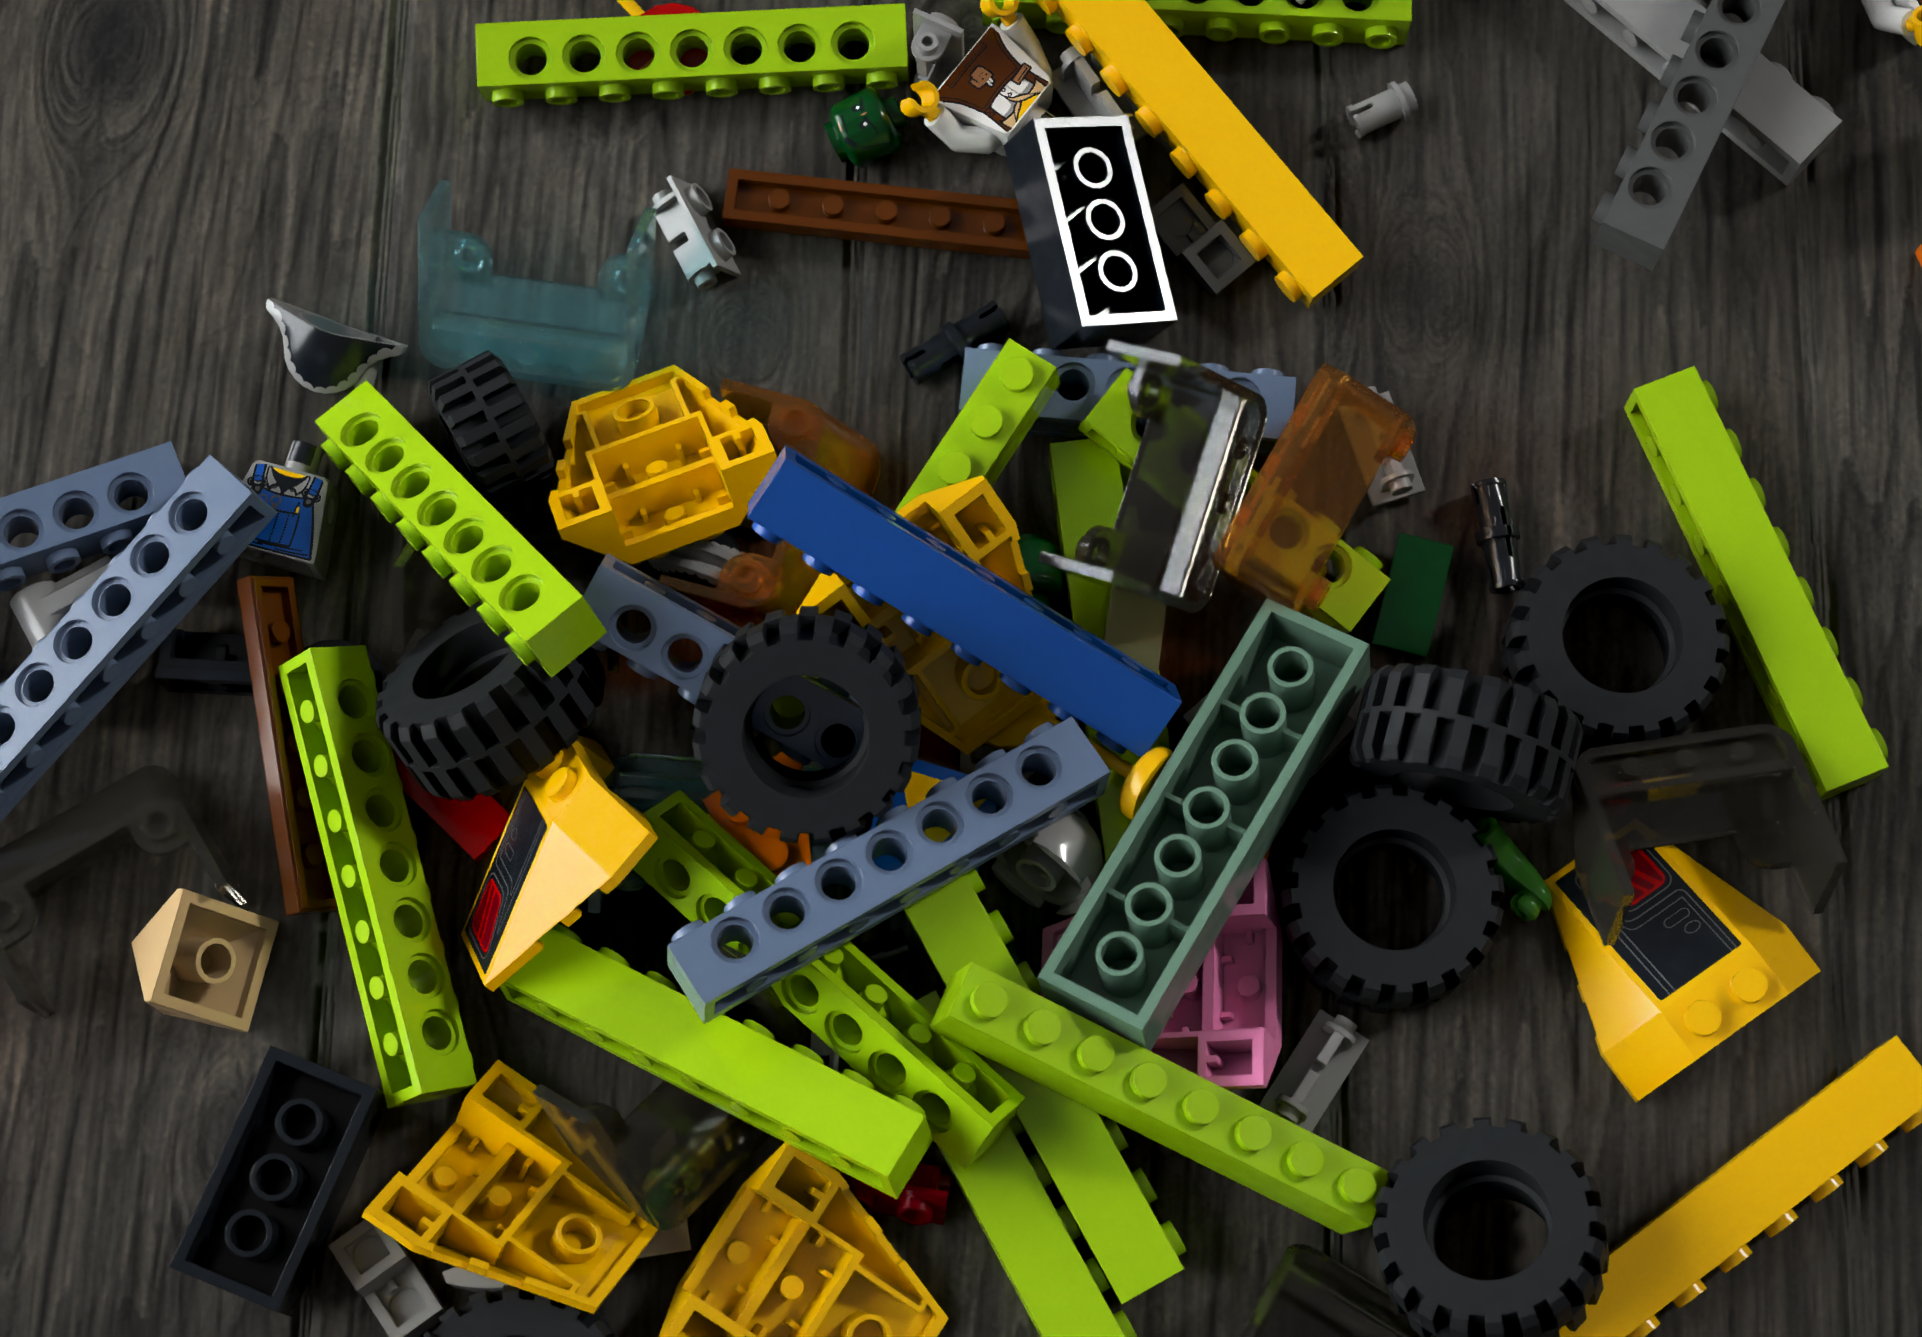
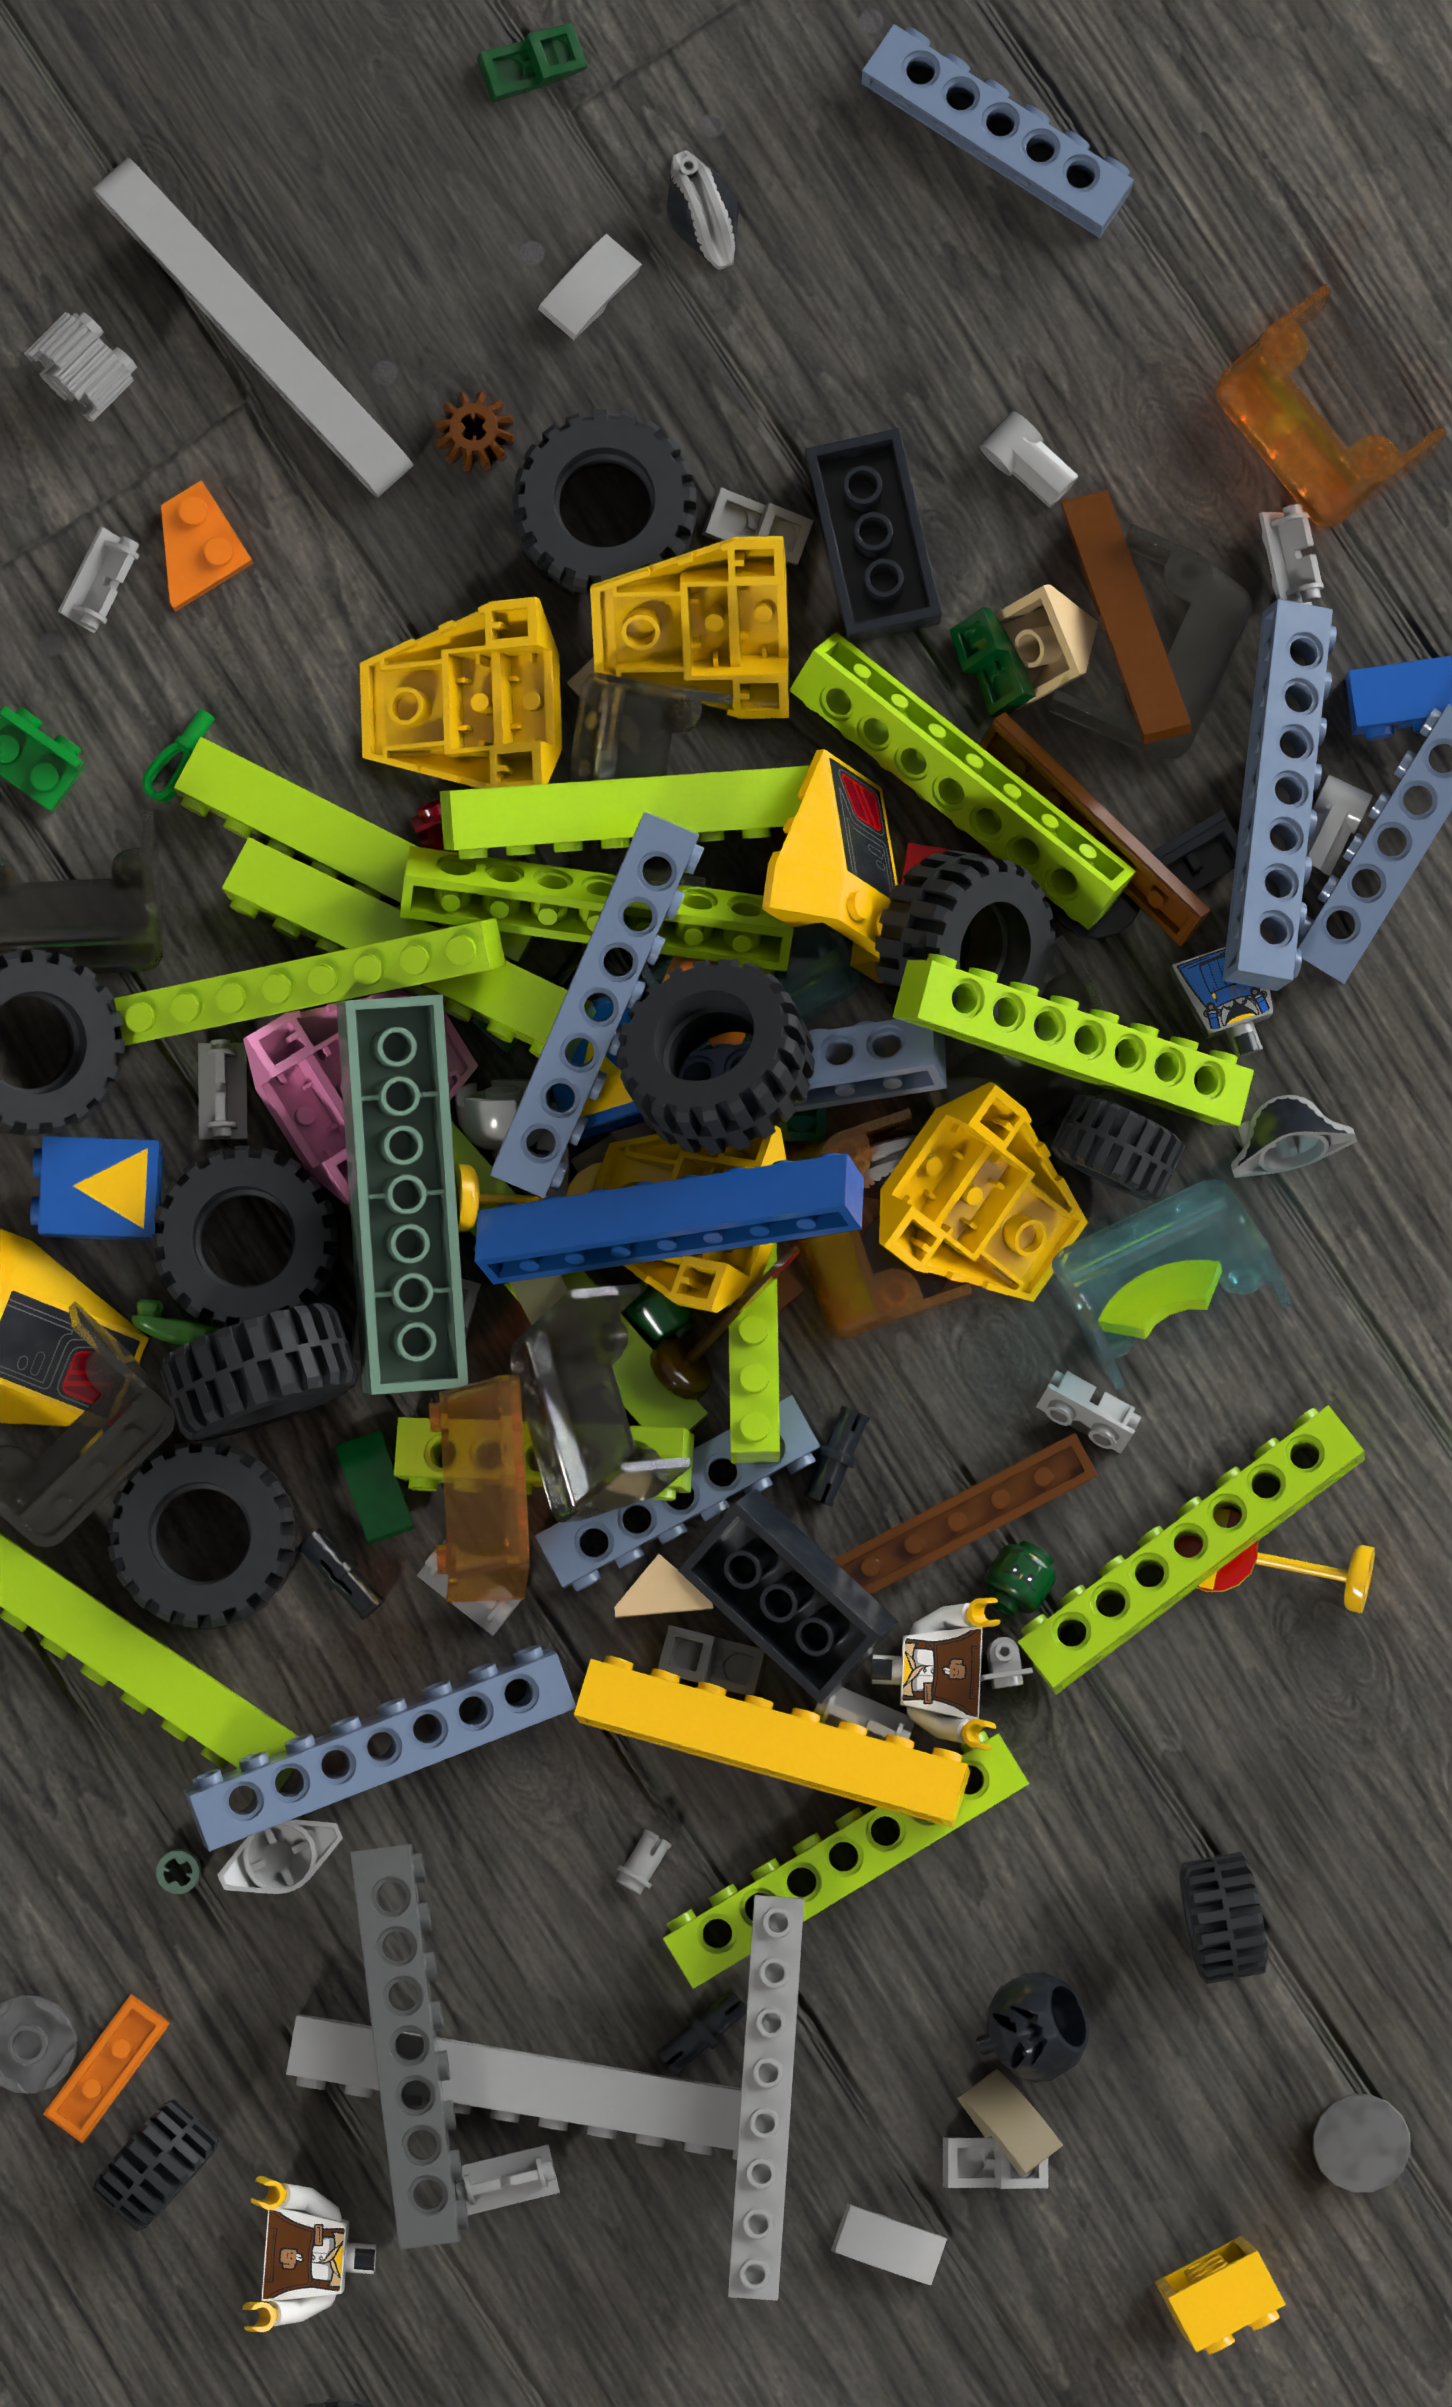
camera: 145 degrees right, 10 degrees up
(76, 1172) = (1019, 450): none -> light grey piece
(97, 918) = (1125, 617): none -> reddish brown tile
(259, 977) = (991, 656): none -> dark green slope
(553, 285) = (1159, 1294): none -> lime tile
(1042, 499) = (684, 1366): none -> dark brown piece
(1209, 324) = (661, 1591): none -> tan slope
(1504, 1053) = (97, 1188): none -> blue brick
(1594, 326) = (545, 1698): none -> sand blue brick
(1728, 307) = (280, 1857): none -> light grey hat
(1814, 383) = (180, 1856): none -> sand green bush

